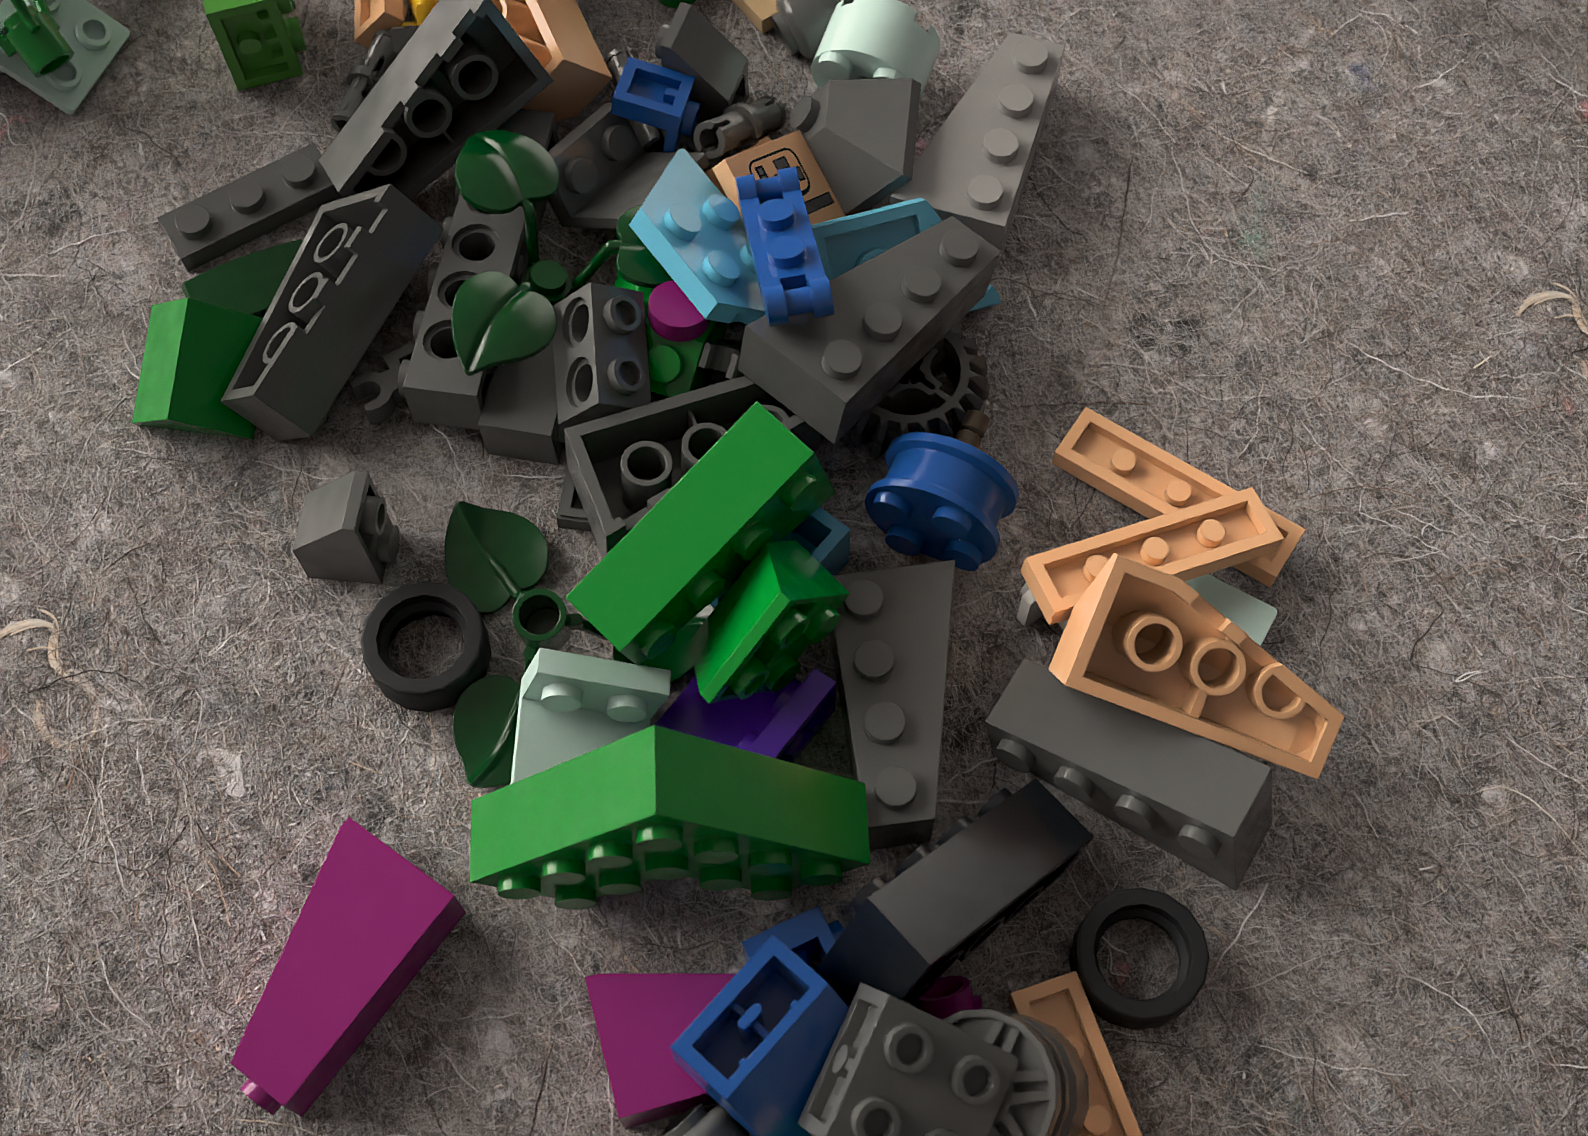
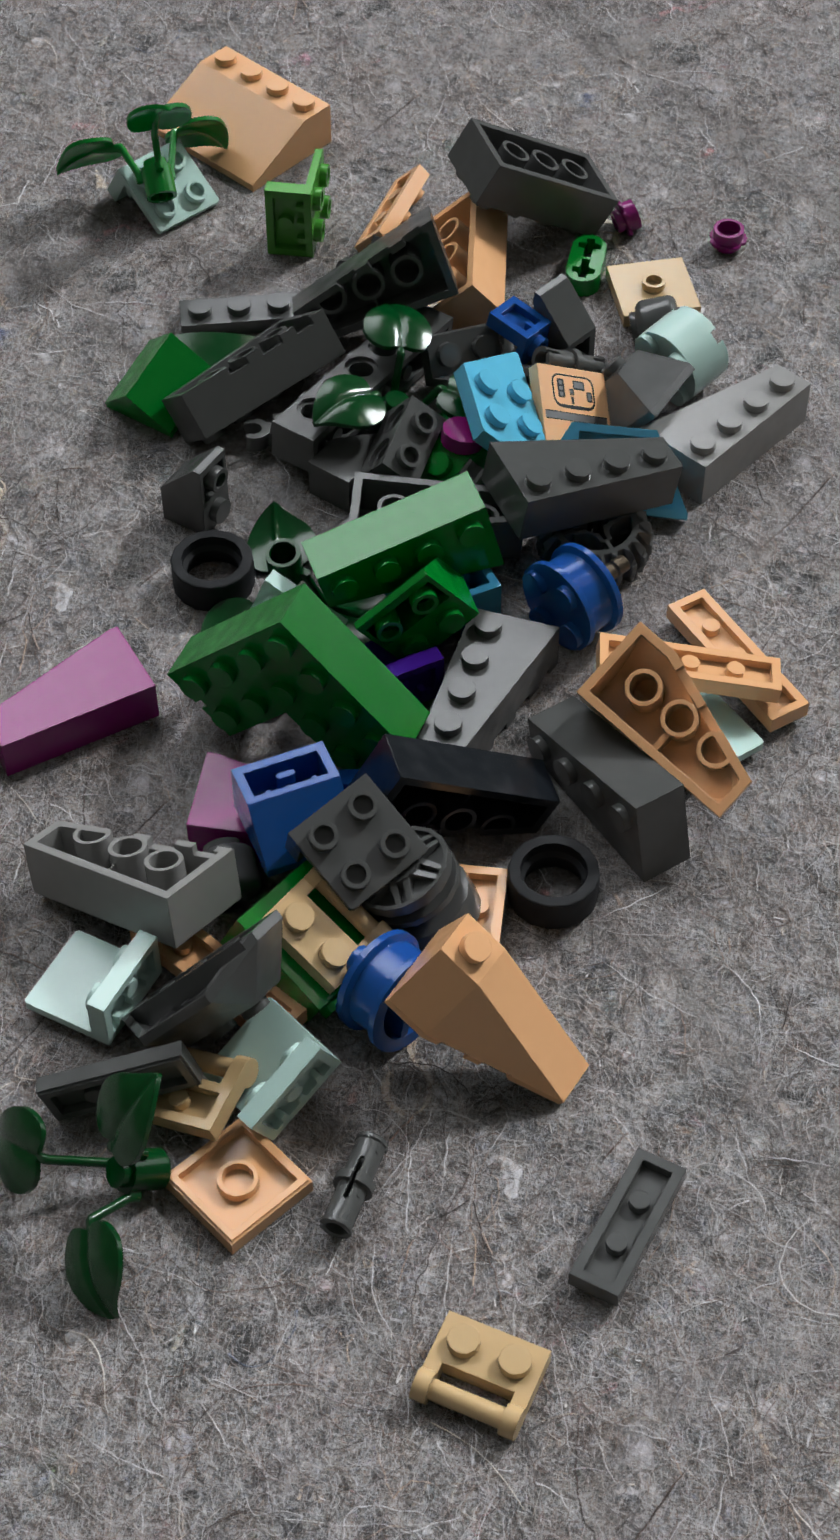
camera: 25 degrees right, 15 degrees down
(783, 247) = (541, 412): blue plate -> none

